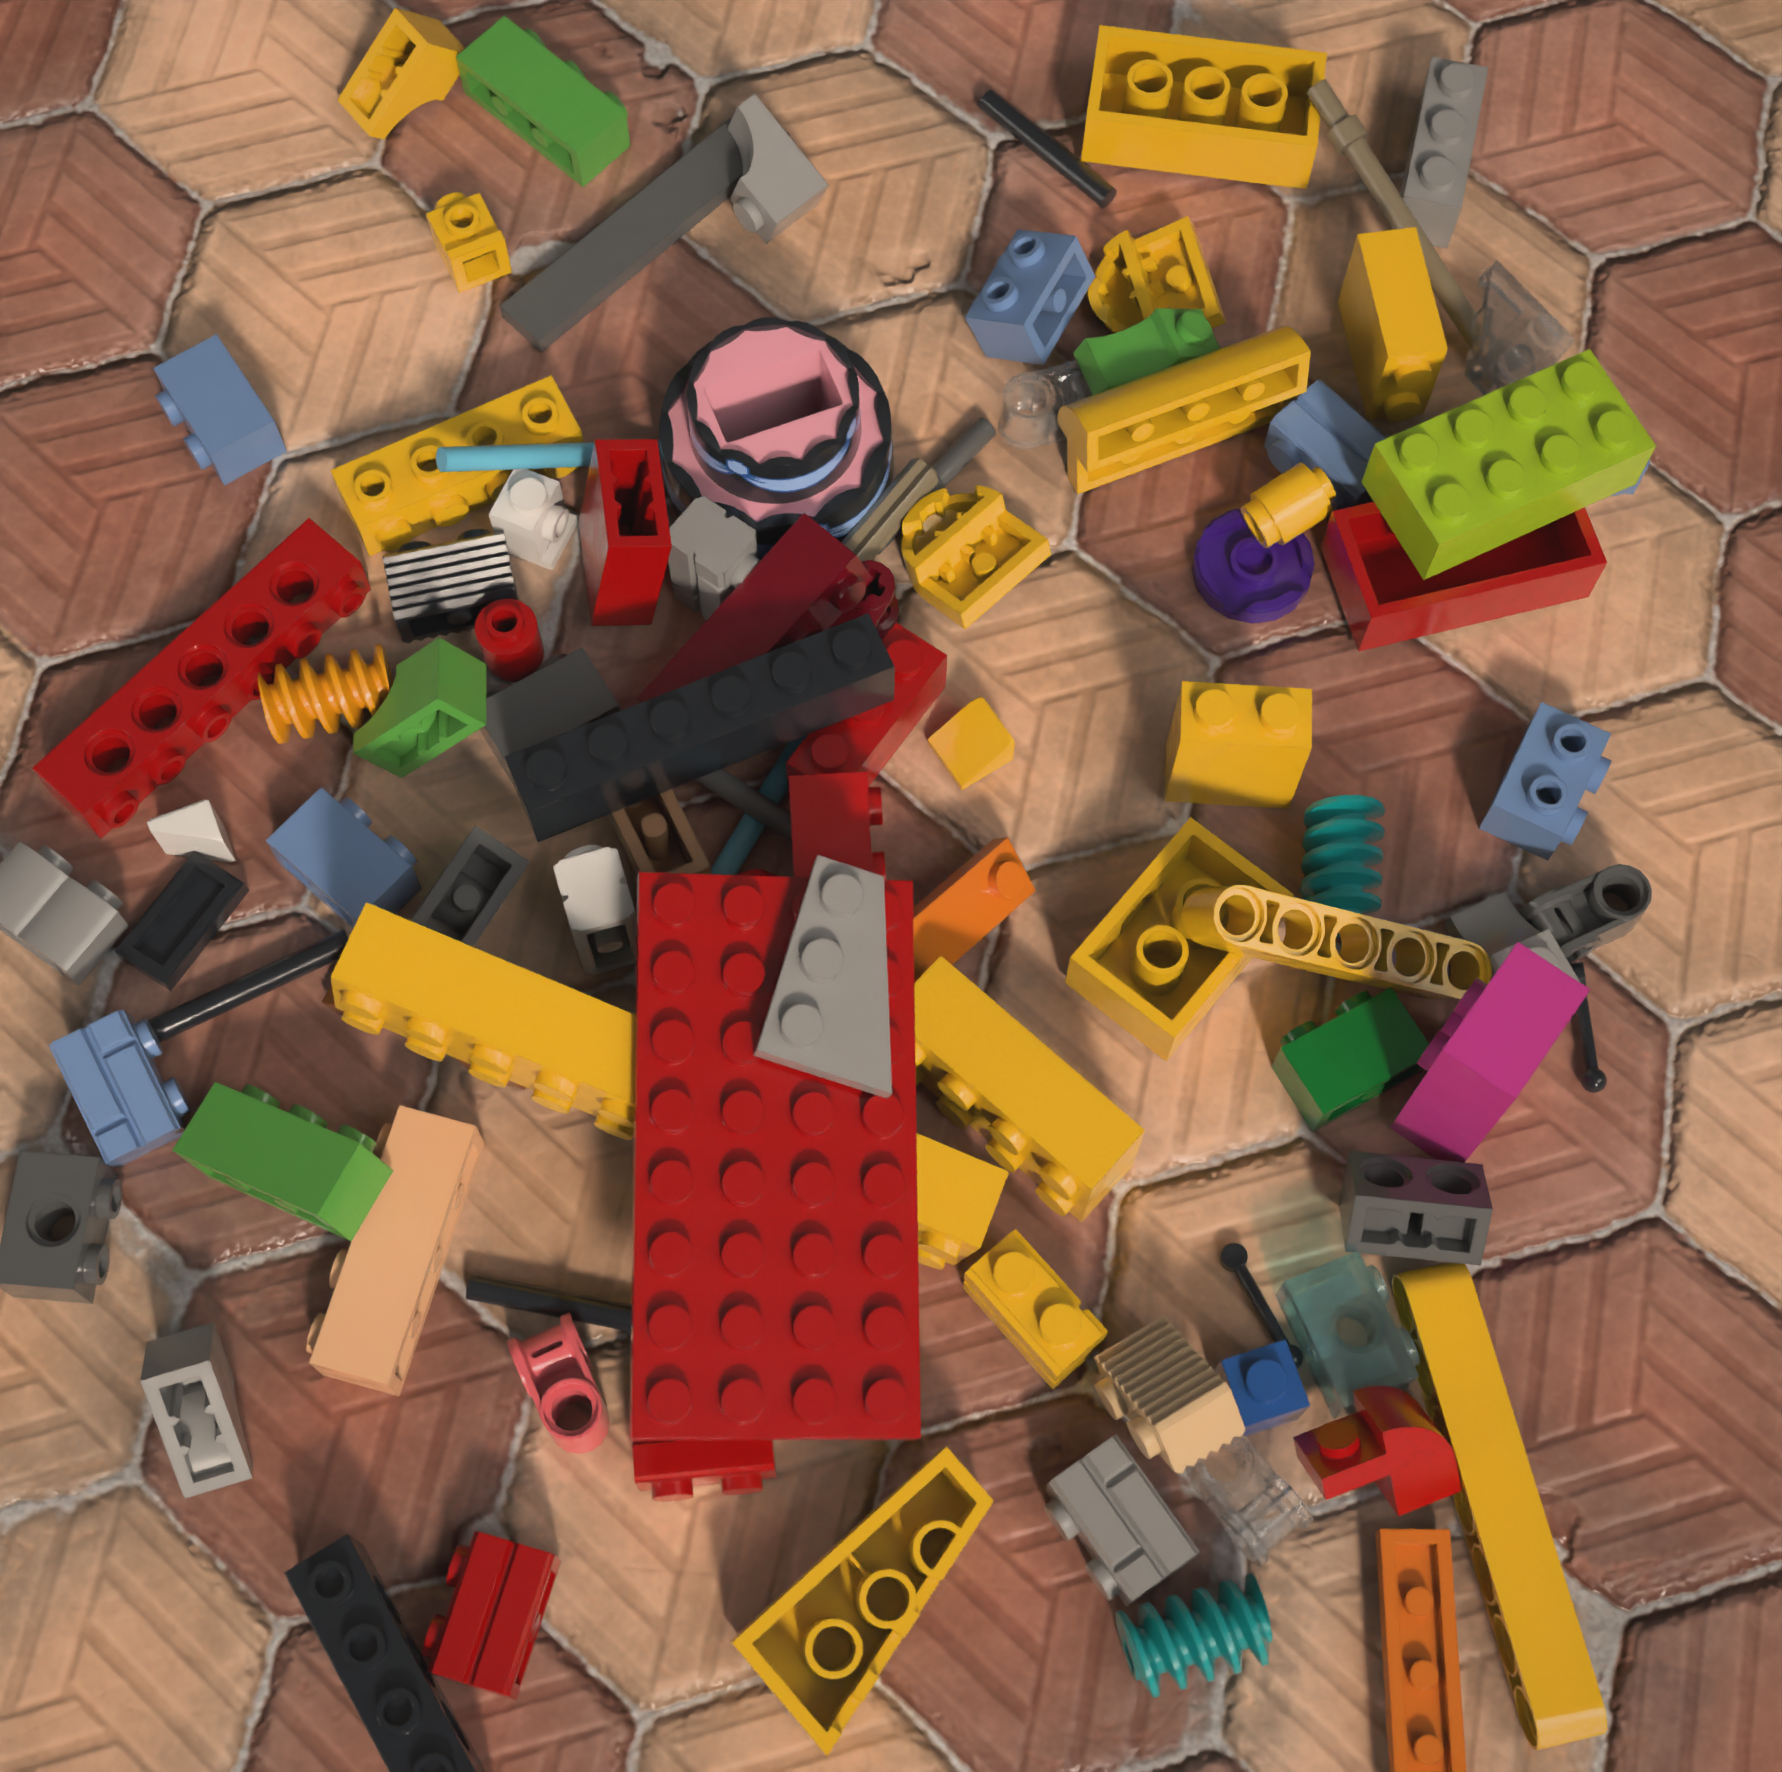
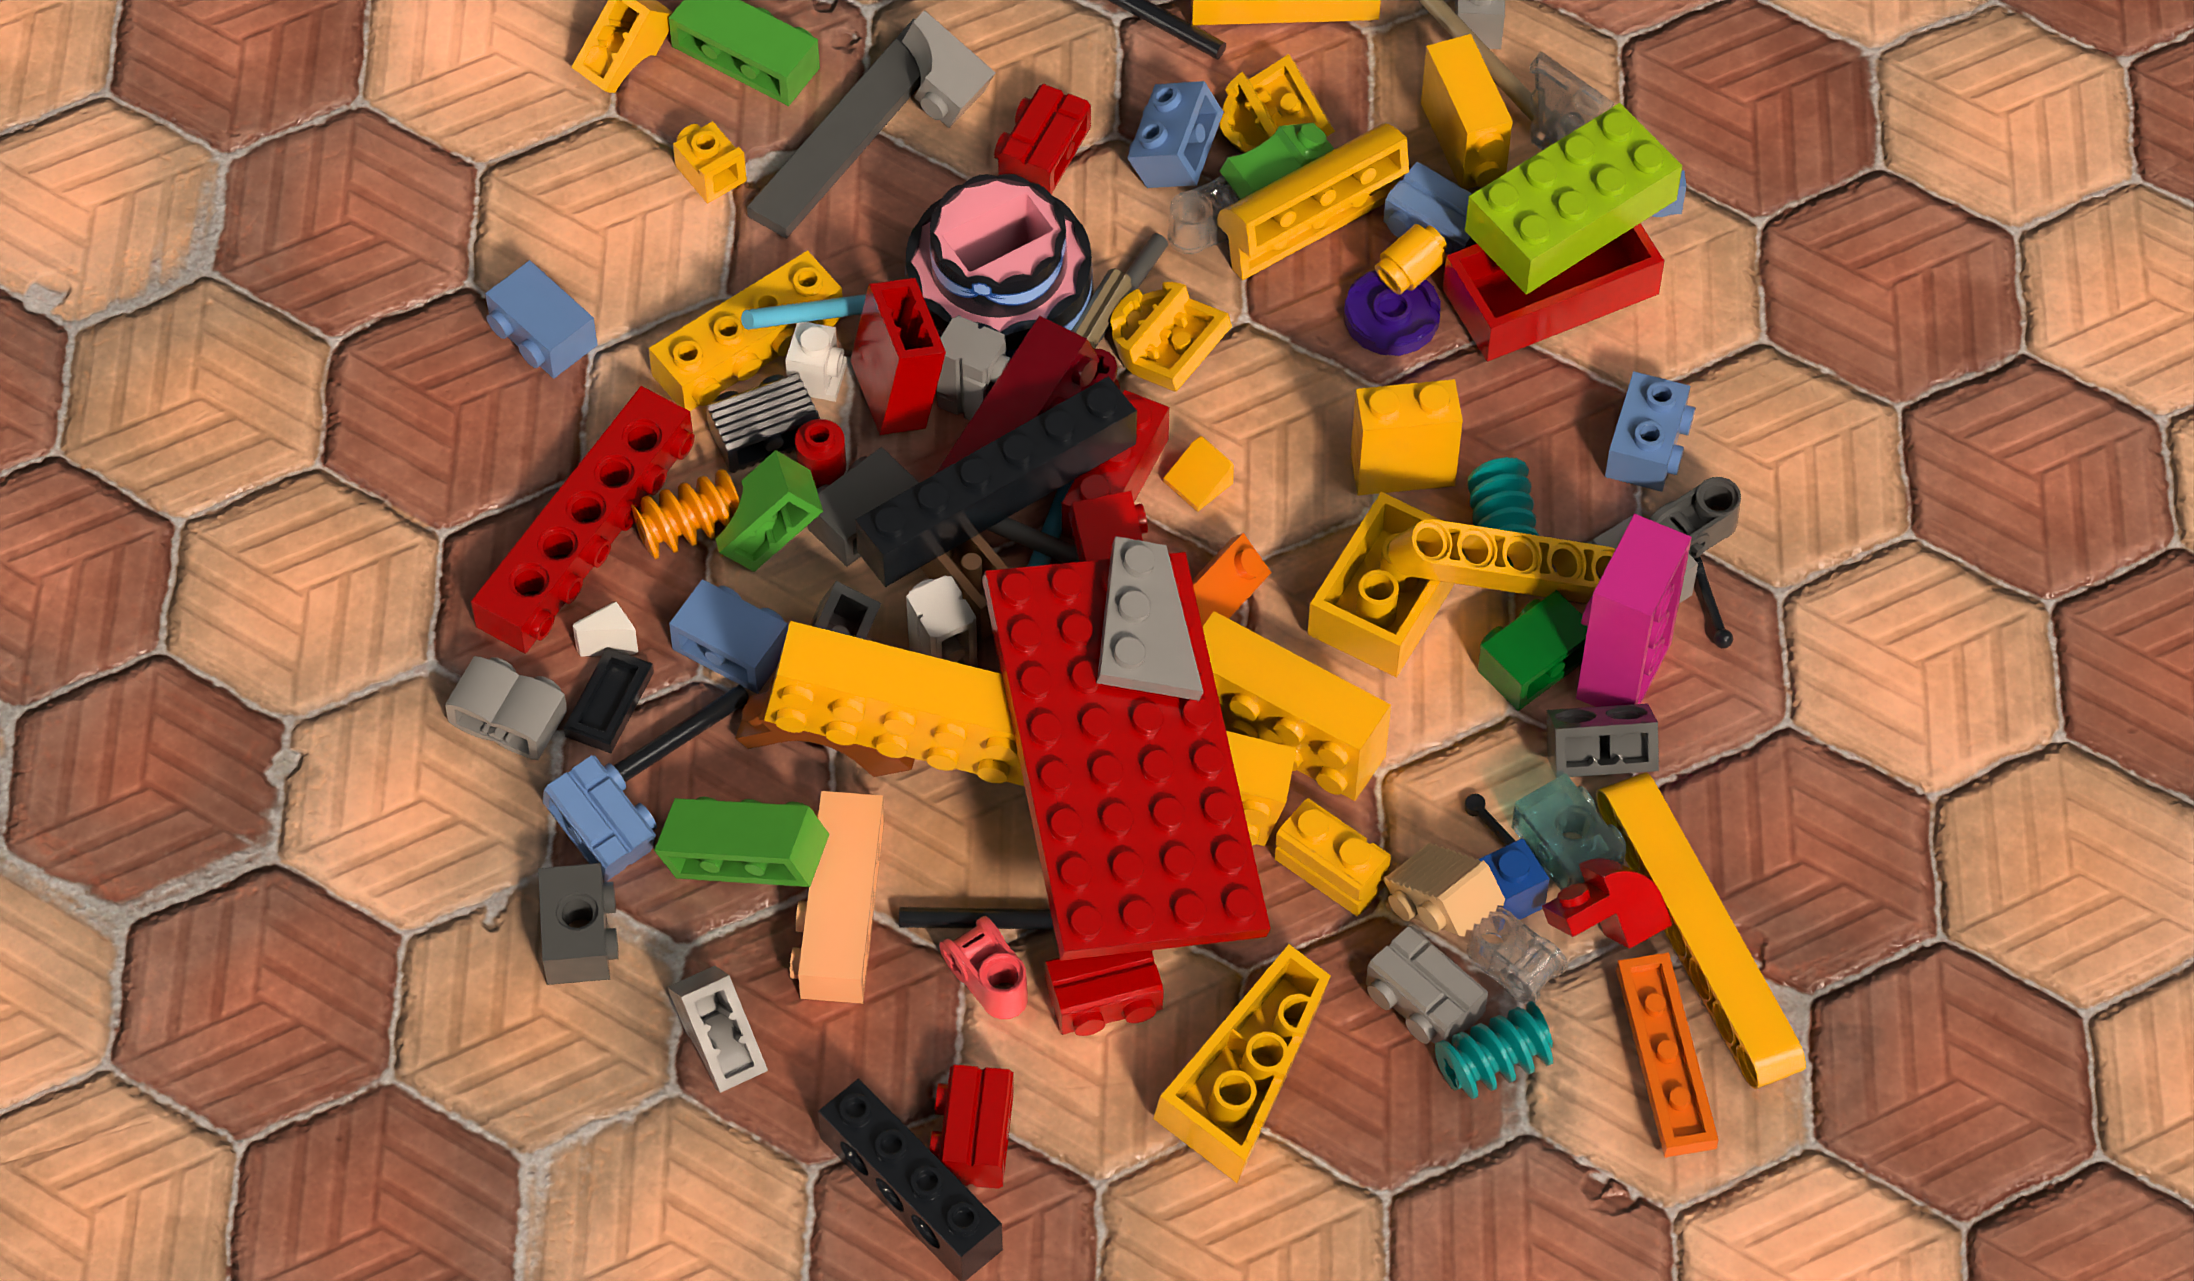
camera: 10 degrees left, 10 degrees down
(870, 277) = (1044, 136): none -> red brick

